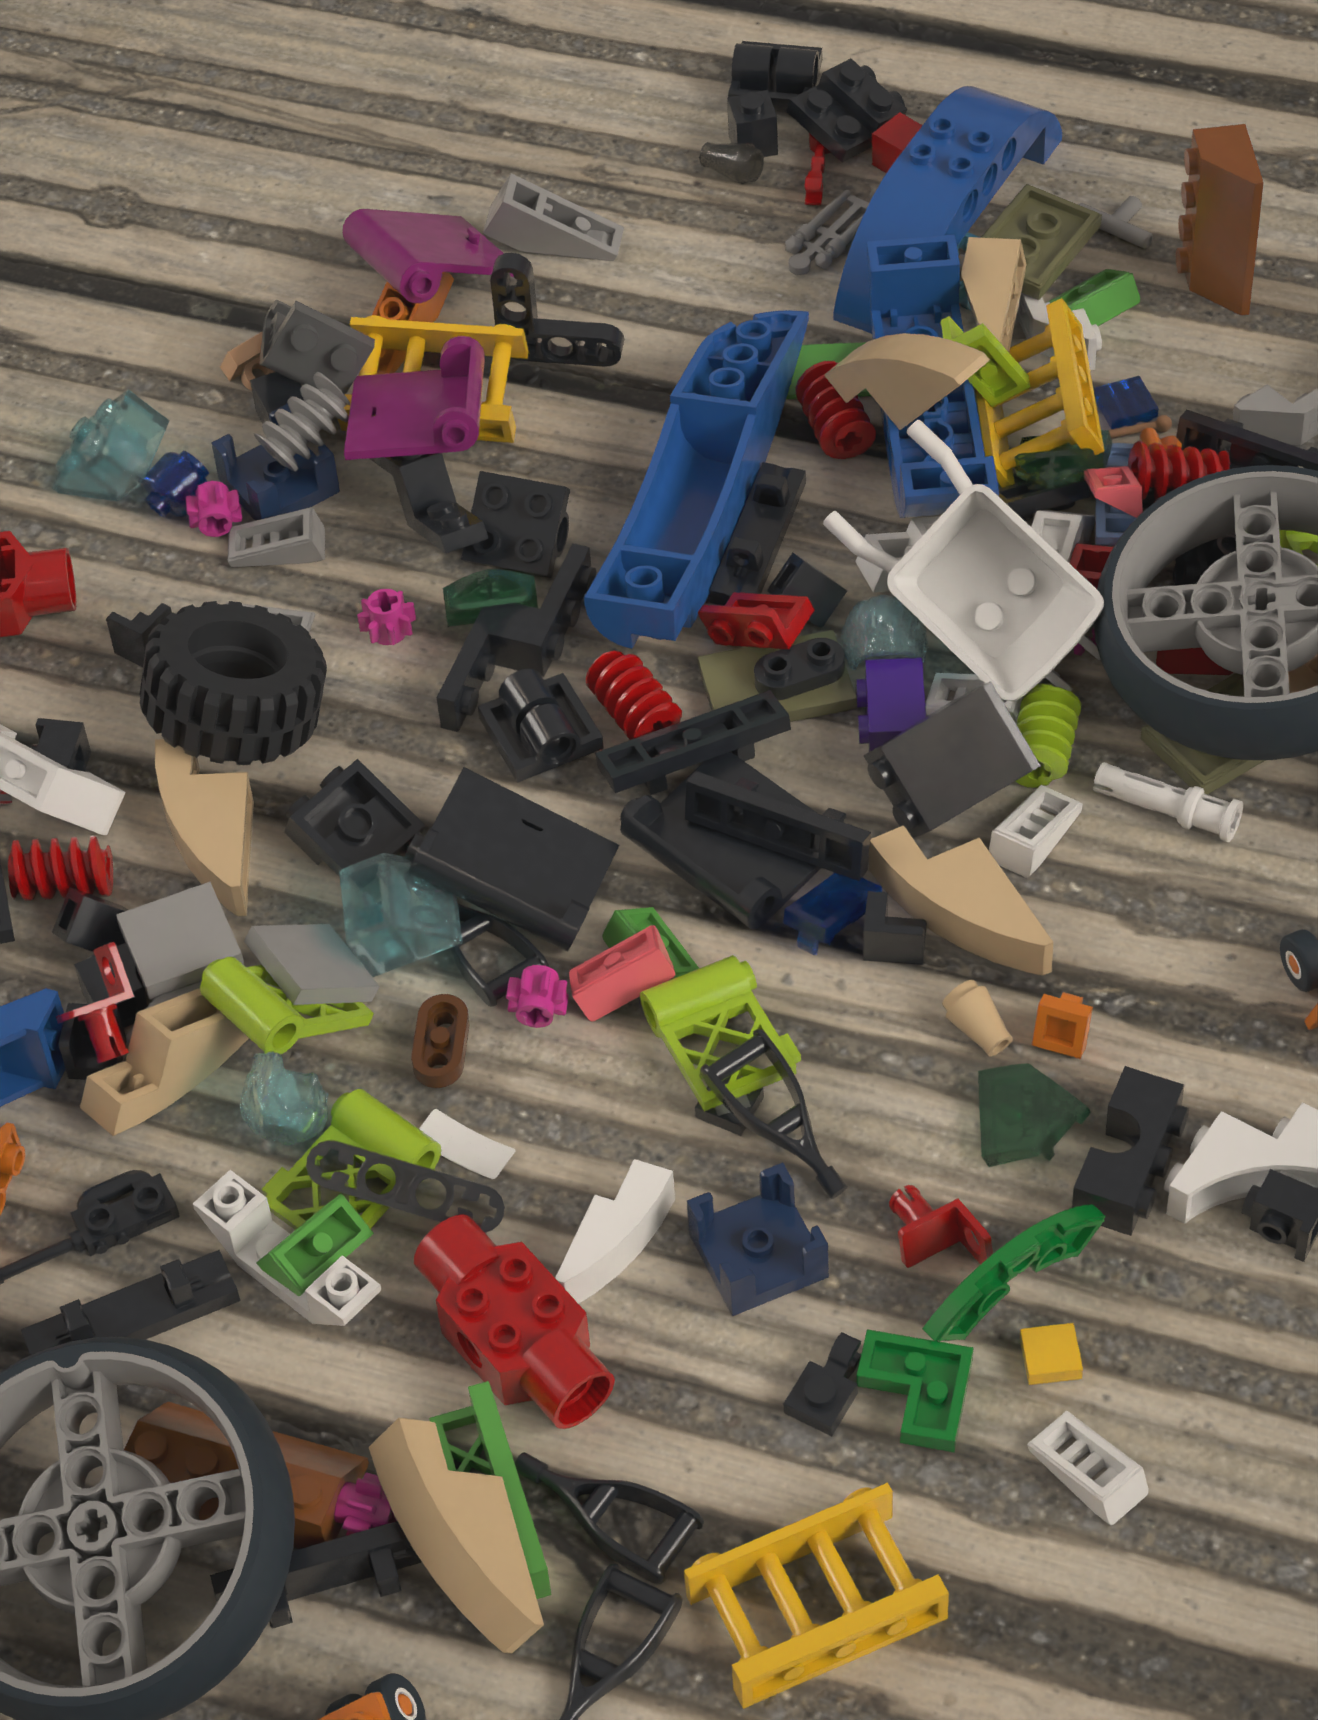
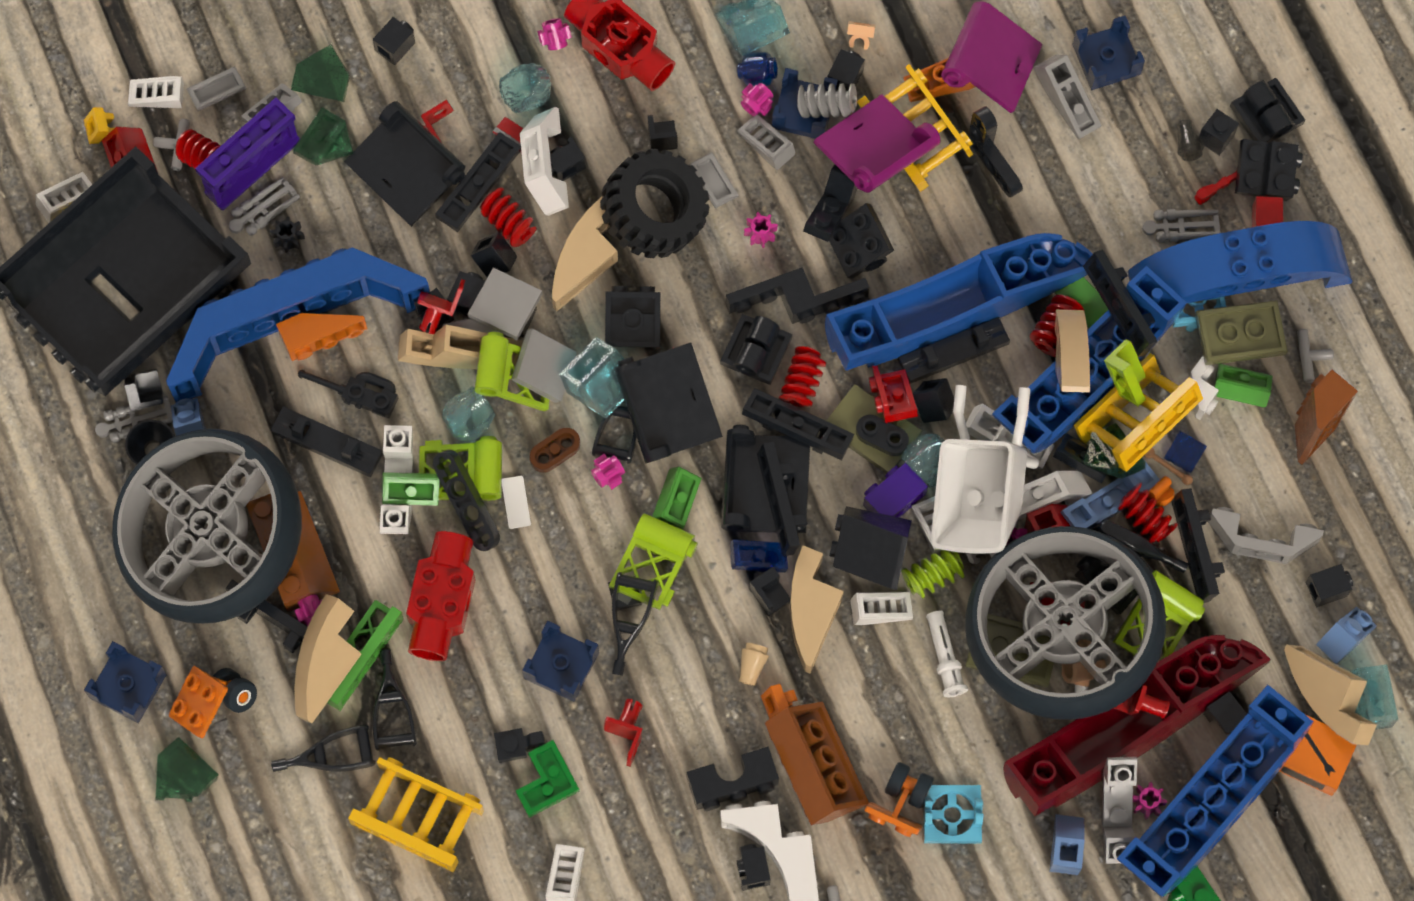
camera: 45 degrees right, 20 degrees up
(304, 342) = (879, 59): dark grey piece -> none
(486, 588) = (806, 268): clear green slope -> none
(546, 160) = (1108, 54): none -> dark blue panel
(617, 1230) = (517, 601): white slope -> none
(621, 973) = (649, 495): coral slope -> none
(879, 305) = (1120, 303): none -> black hinge
(993, 283) = (1177, 344): tan slope -> none
(1023, 1113) = (717, 720): clear green slope -> none
(1037, 1247) = (643, 779): green tile -> none
(1051, 1353) = (607, 821): yellow tile -> none
(1116, 487) = (1101, 496): coral slope -> none
(1193, 1040) = (816, 762): none -> dark orange slope

